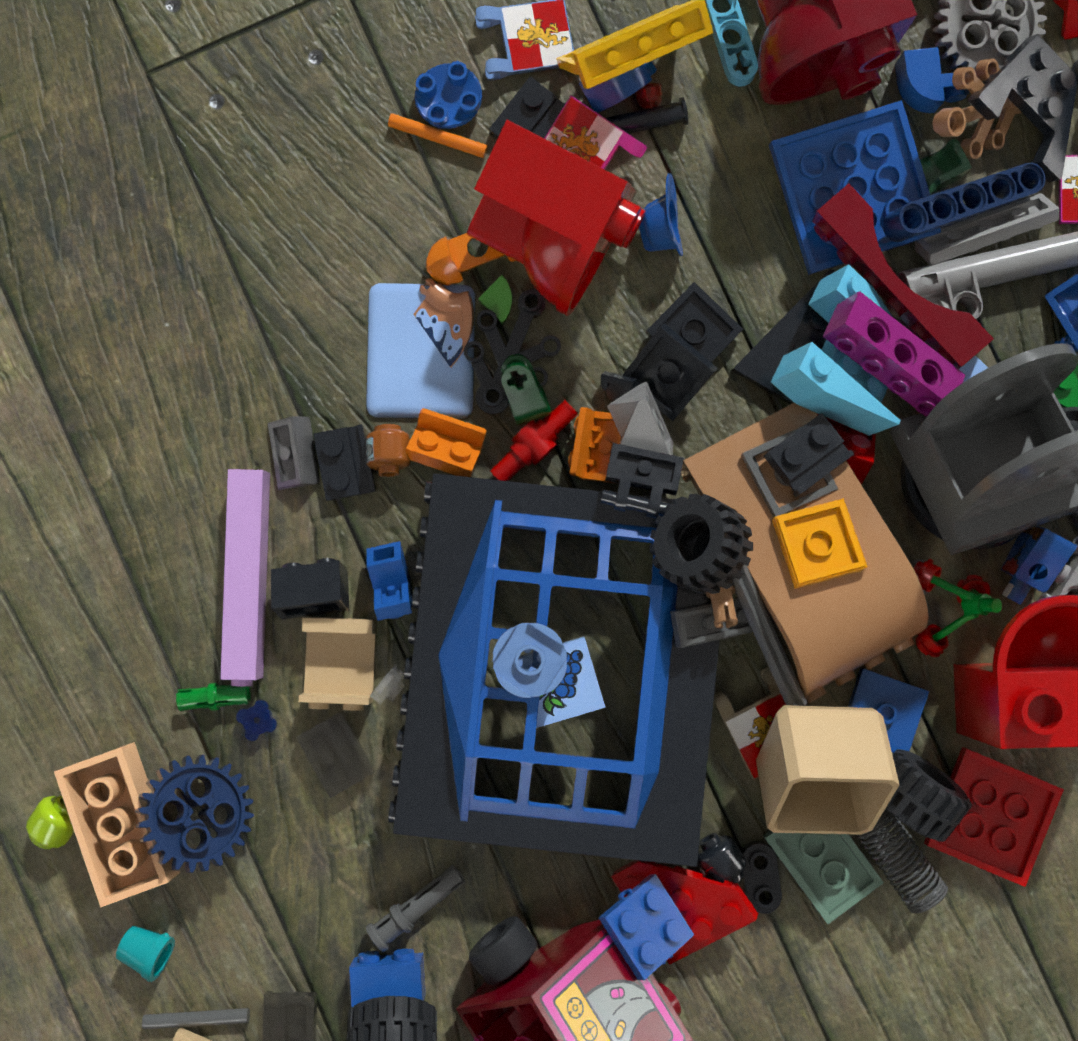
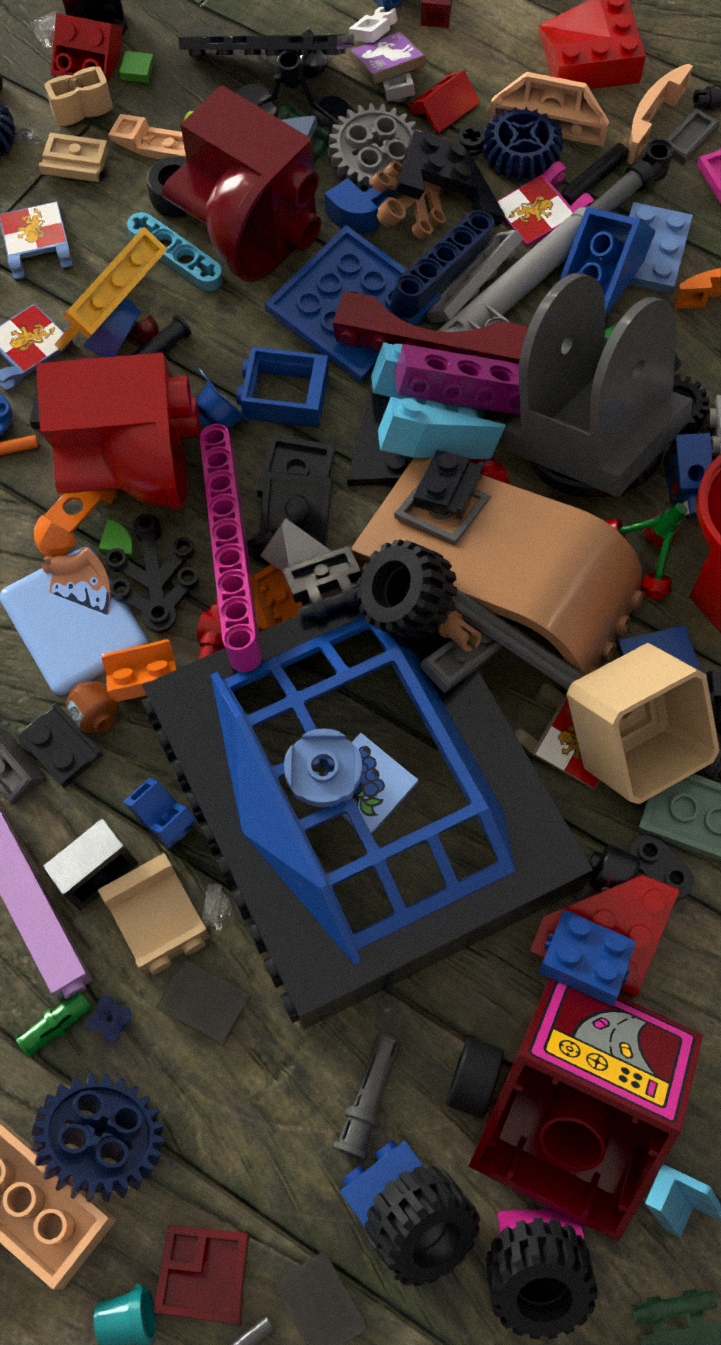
camera: 30 degrees left, 20 degrees down
(217, 954) = (202, 1274): none -> dark red plate
(524, 393) = (187, 592): dark green piece -> none
(582, 393) = (230, 550): none -> dark pink beam
(751, 213) = (287, 364): none -> blue window
(819, 543) = (504, 538): light orange tile -> none
(945, 166) = (413, 246): clear green panel -> none

